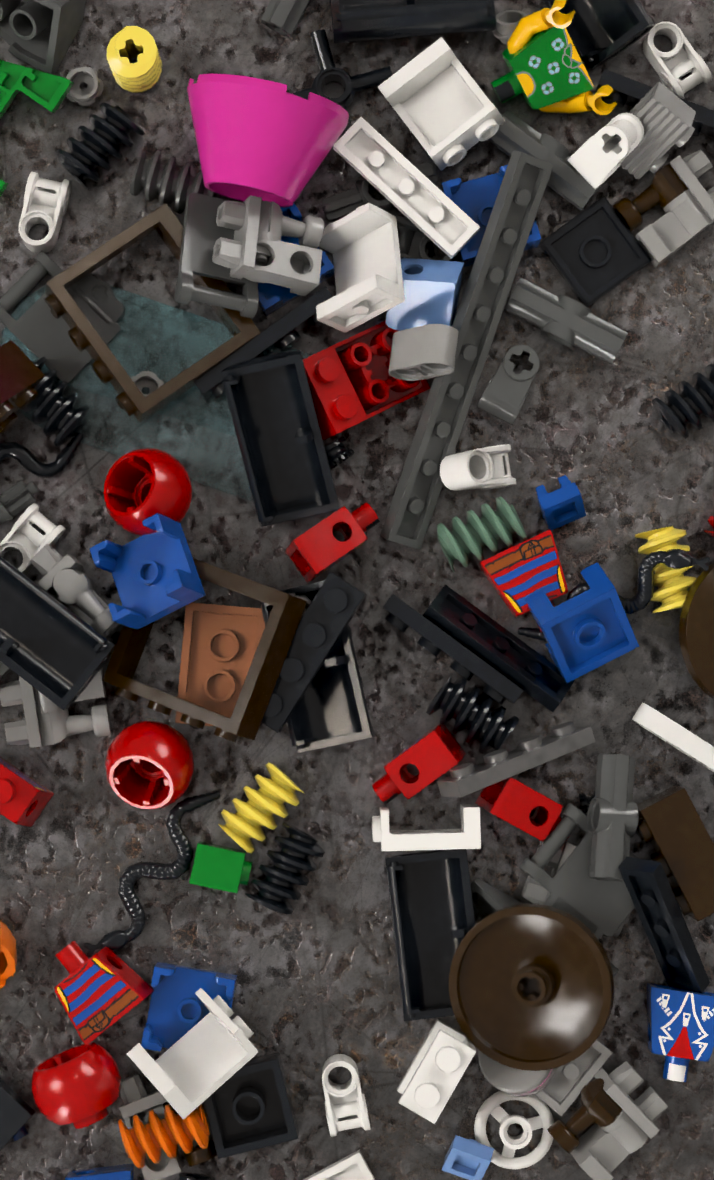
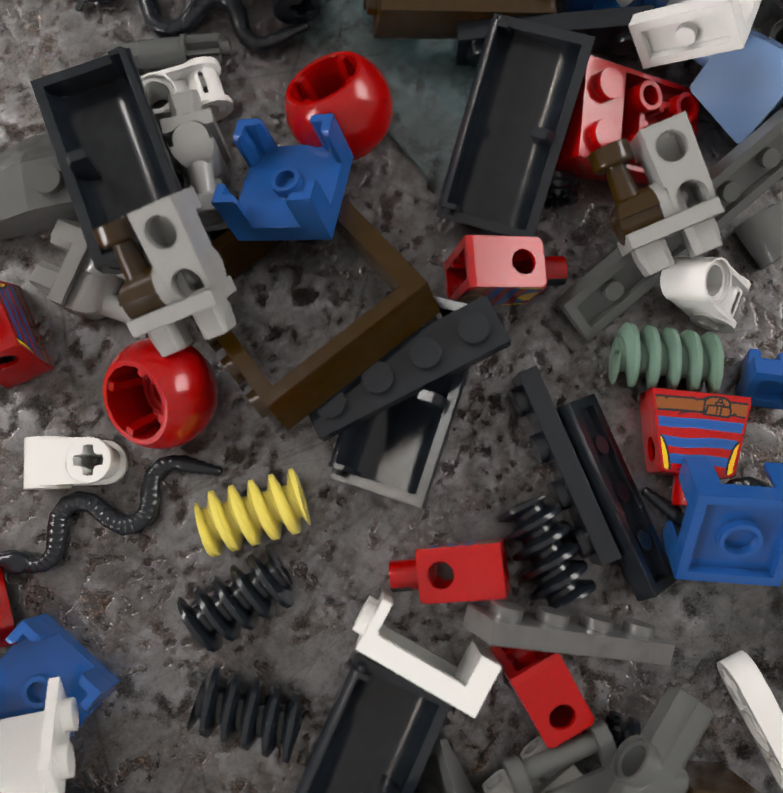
camera: 35 degrees right, 5 degrees down
(109, 853) = (68, 462): none -> white piece
(129, 682) = (183, 273): none -> light grey hips
(217, 654) = (304, 316): nougat plate -> none
(220, 867) = (169, 551): green brick -> none
(338, 940) = (247, 714): none -> black piece
(416, 439) = (675, 201): none -> light grey hips
(423, 352) = (732, 123): light grey beam -> none

